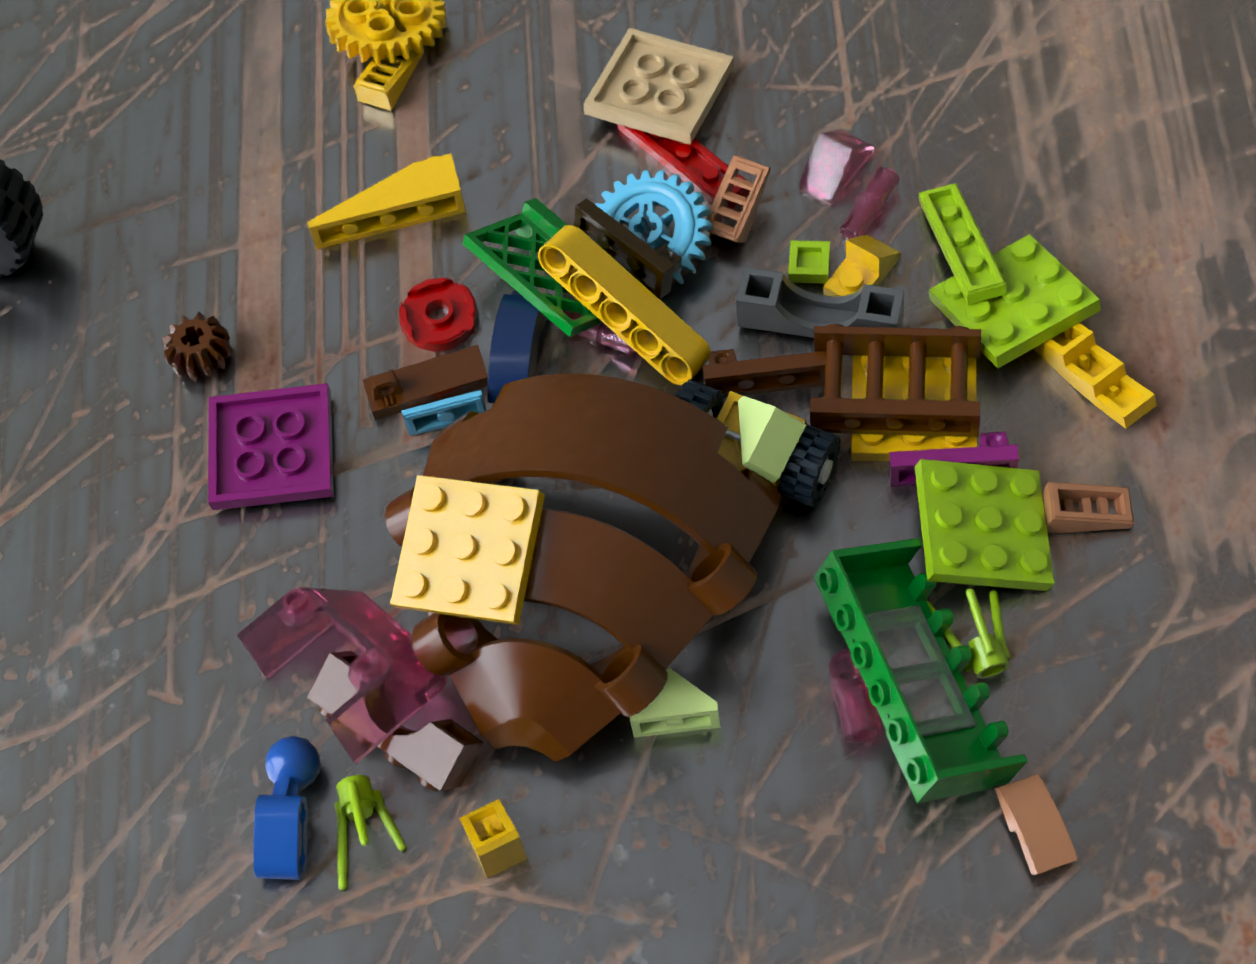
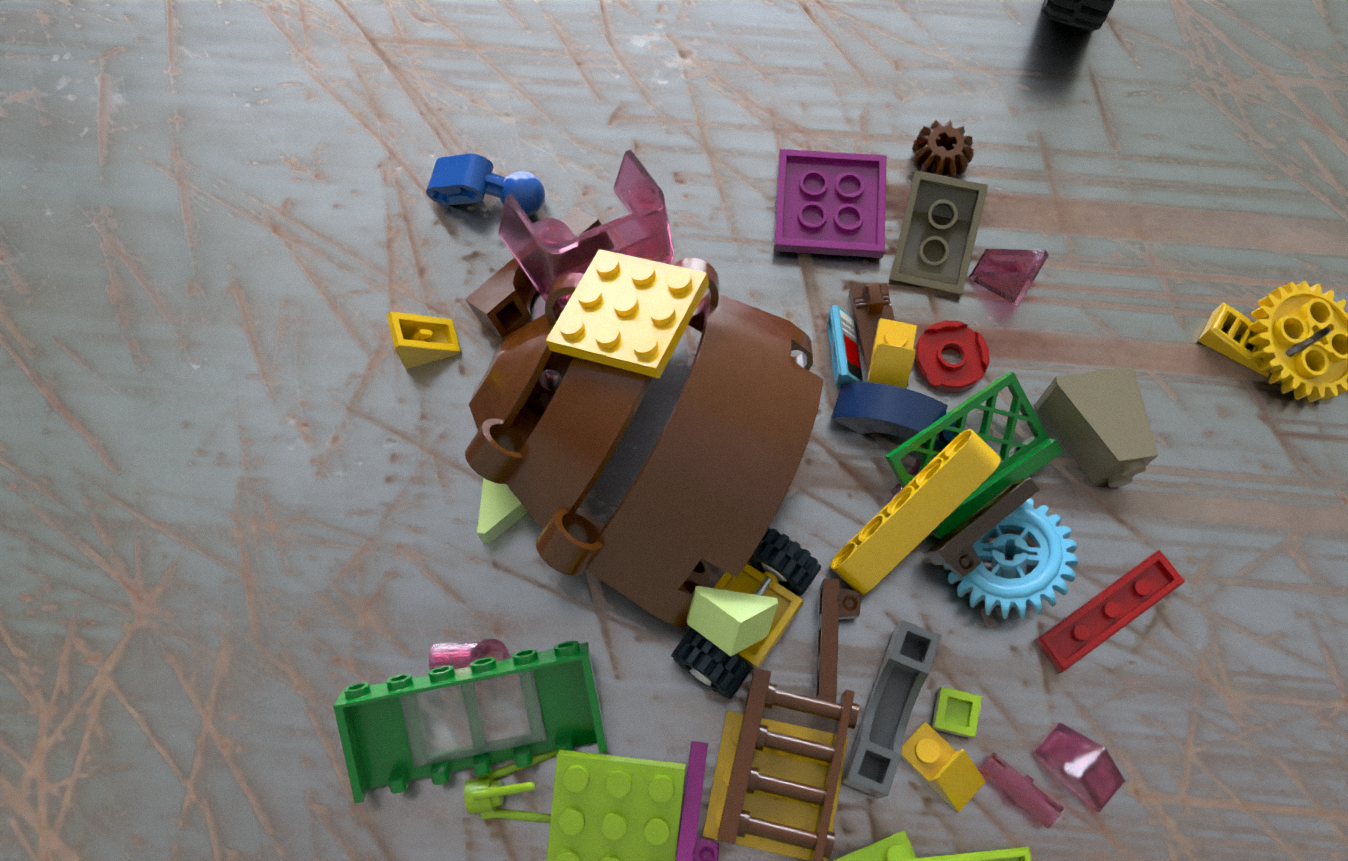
camera: 90 degrees right, 10 degrees up
(296, 337) = (938, 232): none -> dark tan slope
(338, 266) = (1008, 271): none -> clear pink slope
(357, 804) = (480, 239): lime plant -> none
(406, 198) = (1080, 329): yellow slope -> none
(456, 358) = (892, 353): none -> yellow slope
(504, 164) = (1101, 423): none -> dark tan slope
(659, 86) = (1197, 597): tan plate -> none
(725, 194) = (1012, 636): nougat slope -> none
(1037, 823) = (307, 801): nougat slope -> none

